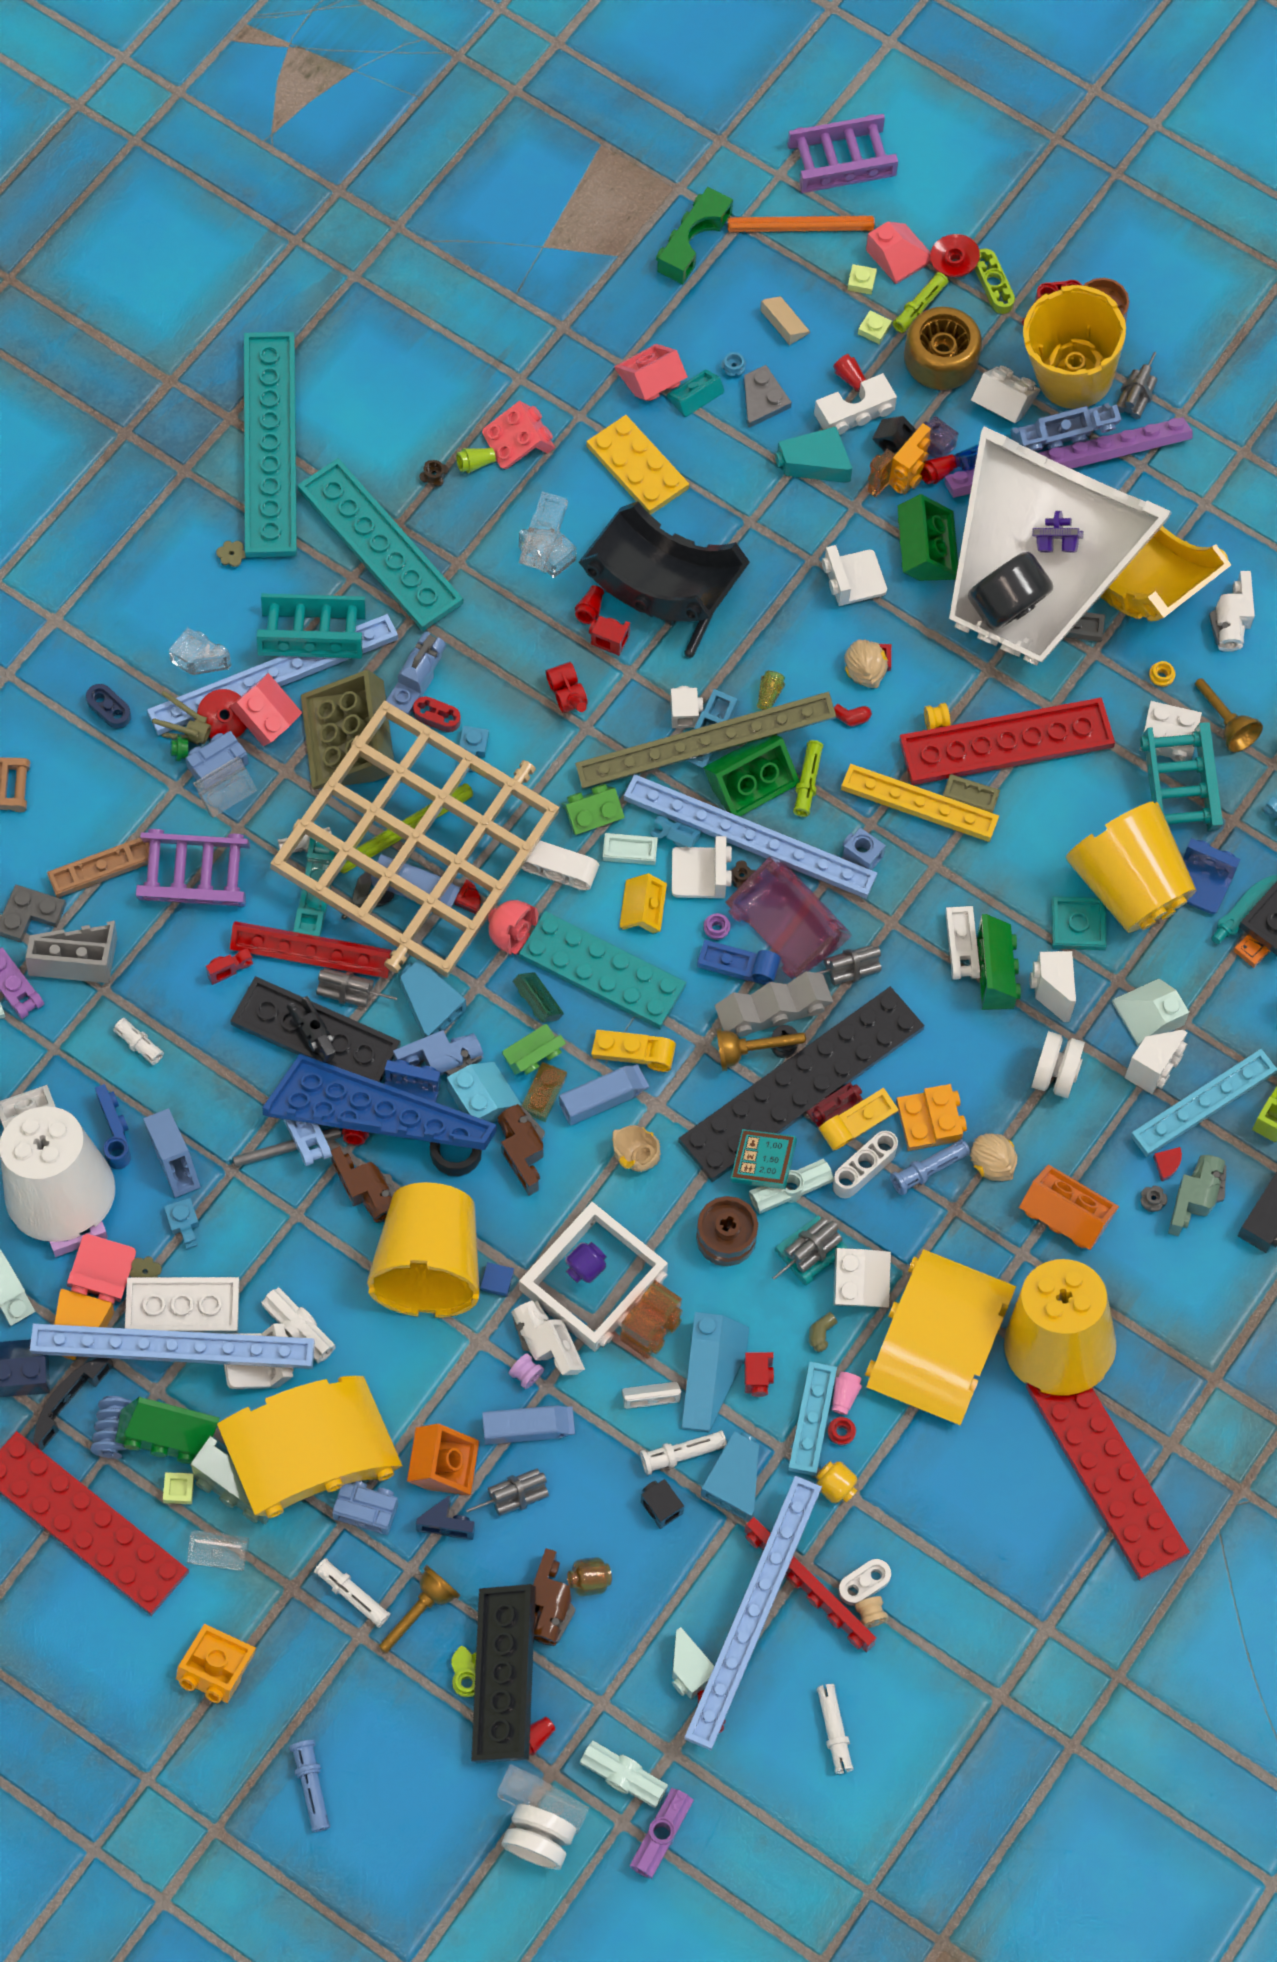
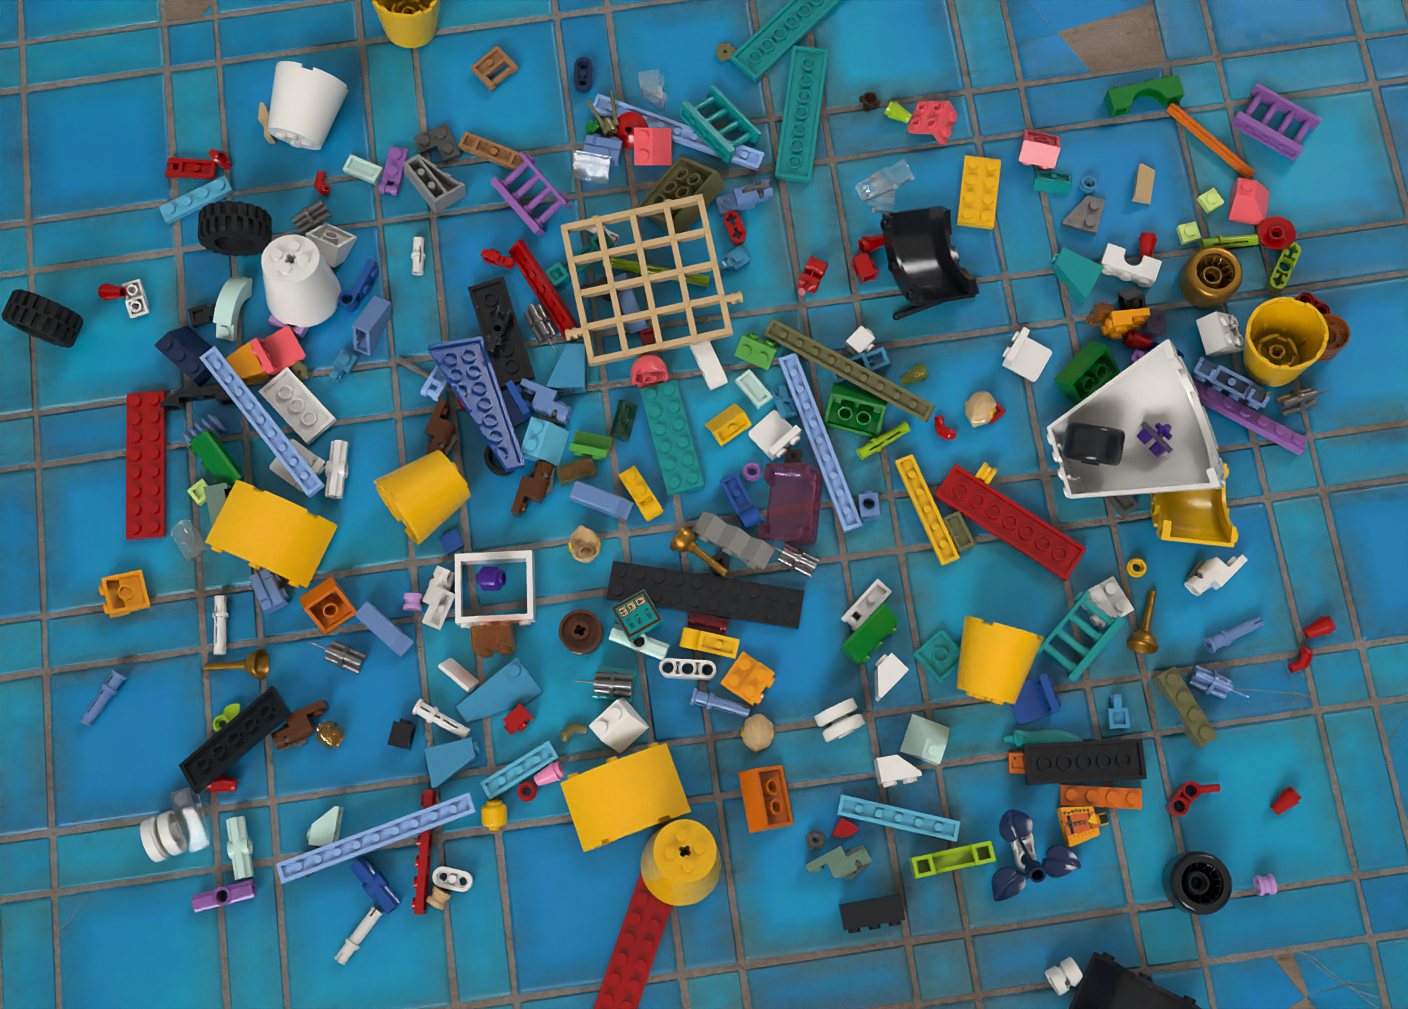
camera: 55 degrees right, 10 degrees up
(437, 1522) = (293, 633): dark blue slope -> none
(797, 1665) = (375, 884): none -> blue piece

